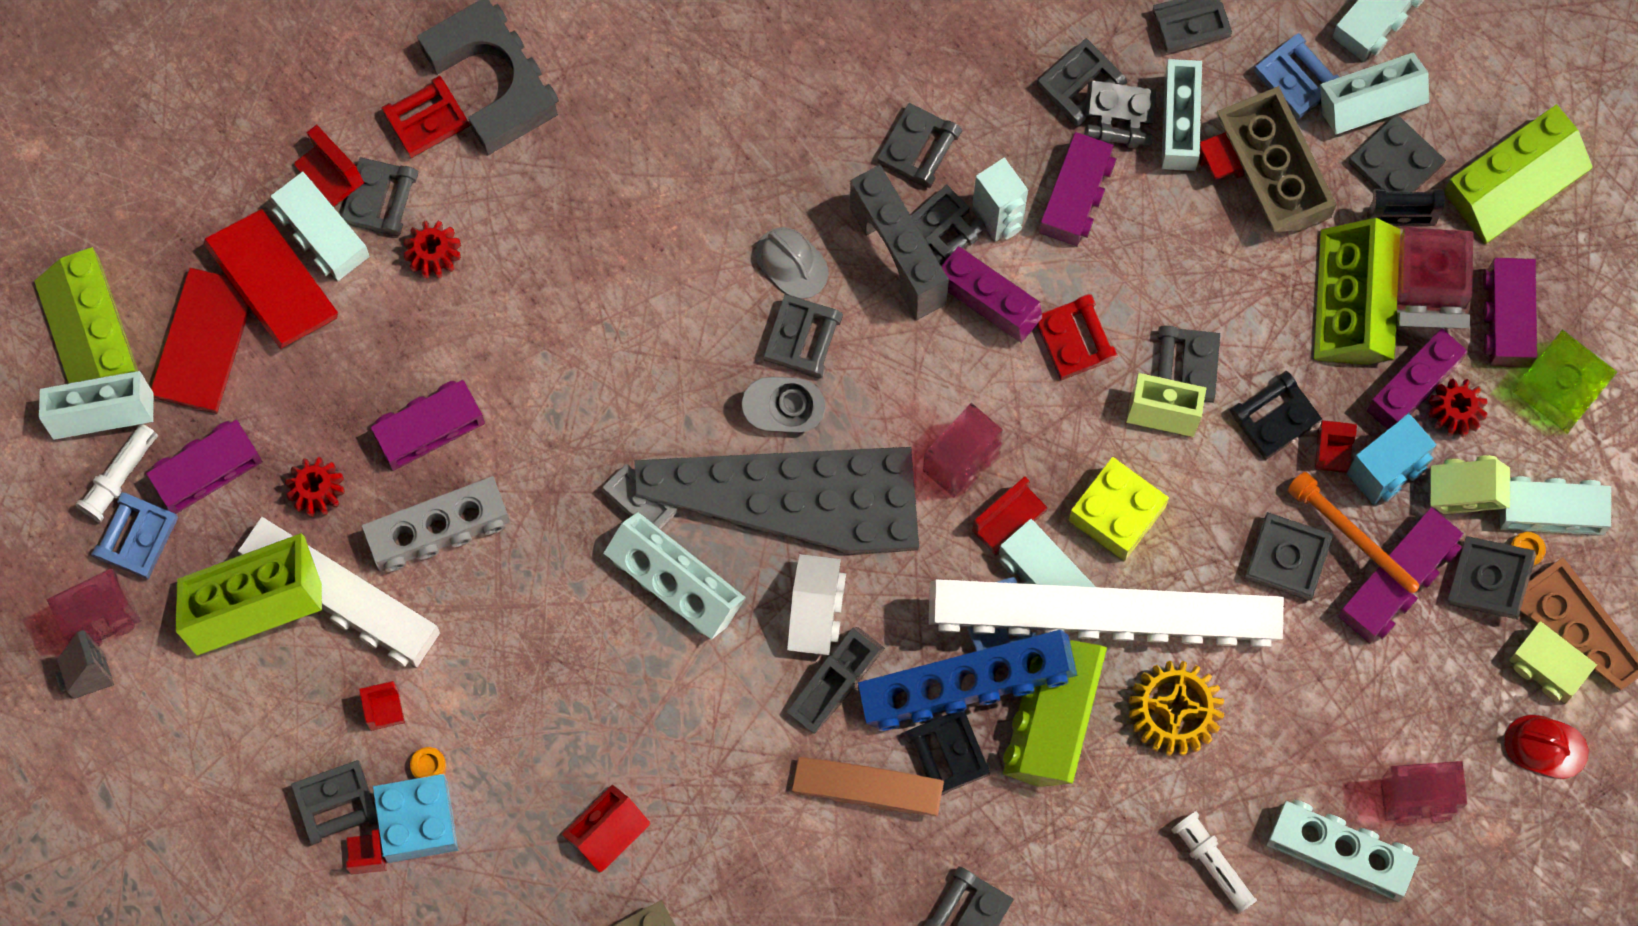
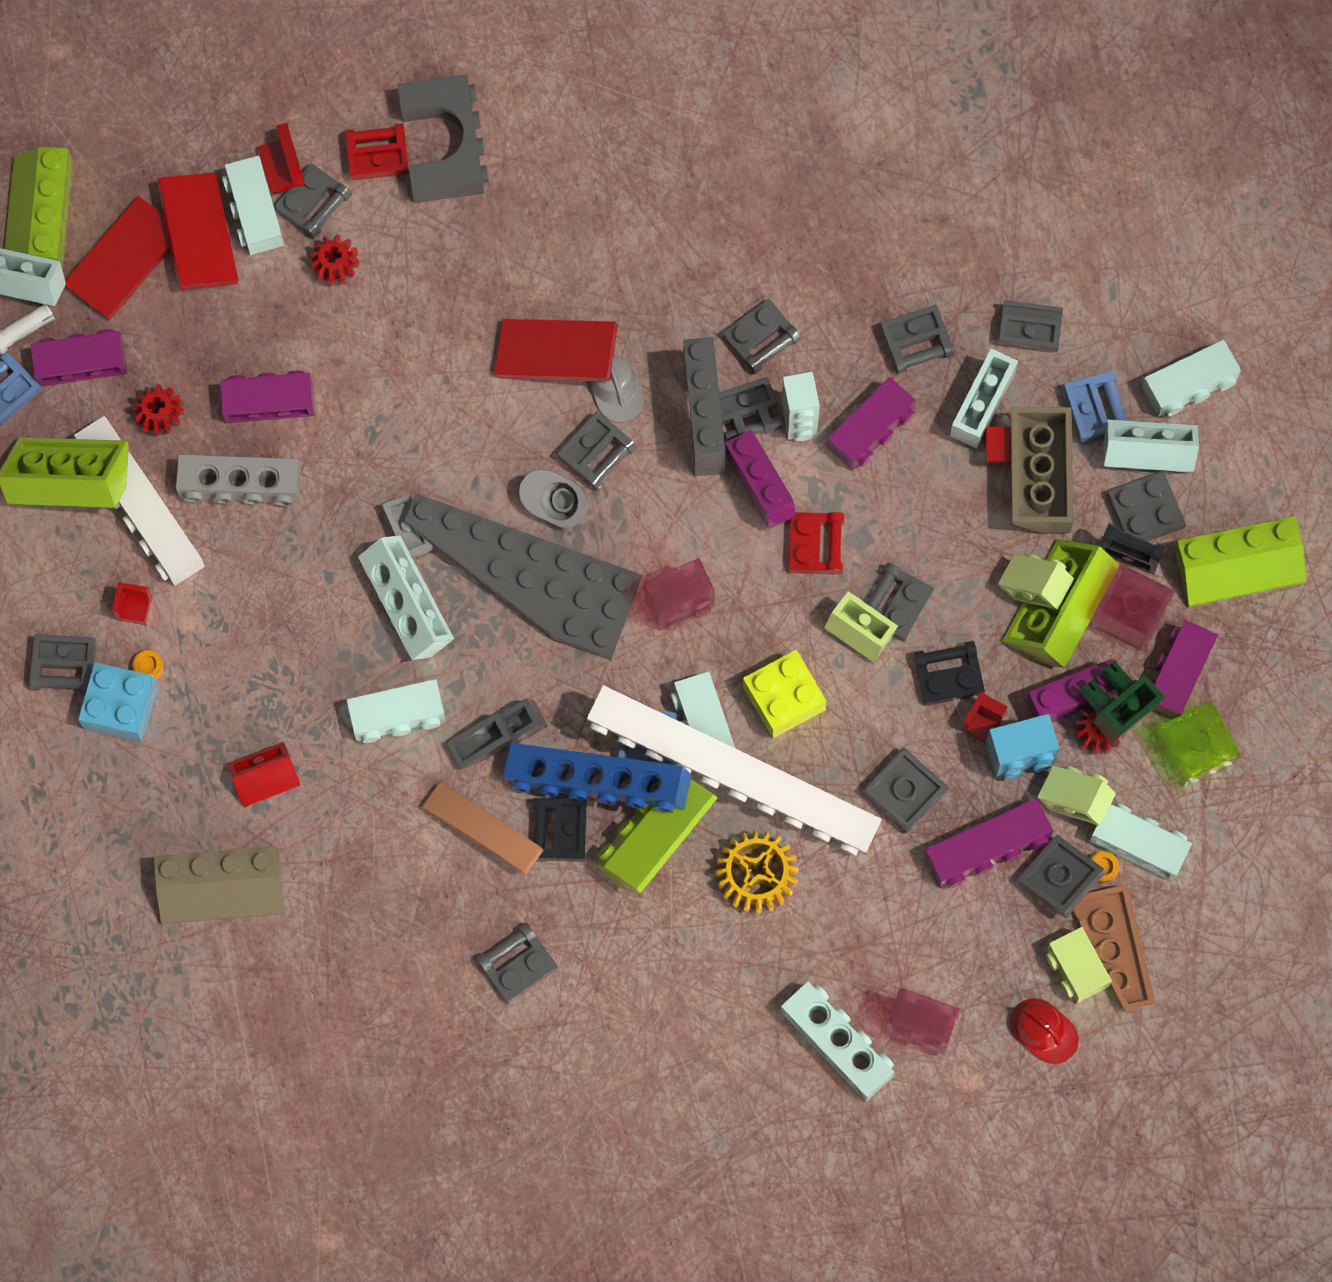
camera: 25 degrees right, 0 degrees up
(365, 854) = (66, 714): red panel -> none
(713, 247) = (556, 349): none -> red tile
(719, 700) = (396, 711): none -> light aqua brick
(815, 599) = (505, 665): white brick -> none
(1008, 515) = (694, 660): red panel -> none
(1120, 103) = (940, 369): plate -> none
(1204, 848) = (728, 991): white pin -> none
(1305, 489) = (944, 742): orange piece -> none
(1325, 281) = (1036, 580): none -> yellowish green brick
(1421, 317) = (1121, 651): light grey plate -> none
(1487, 370) = (1133, 703): none -> dark green brick

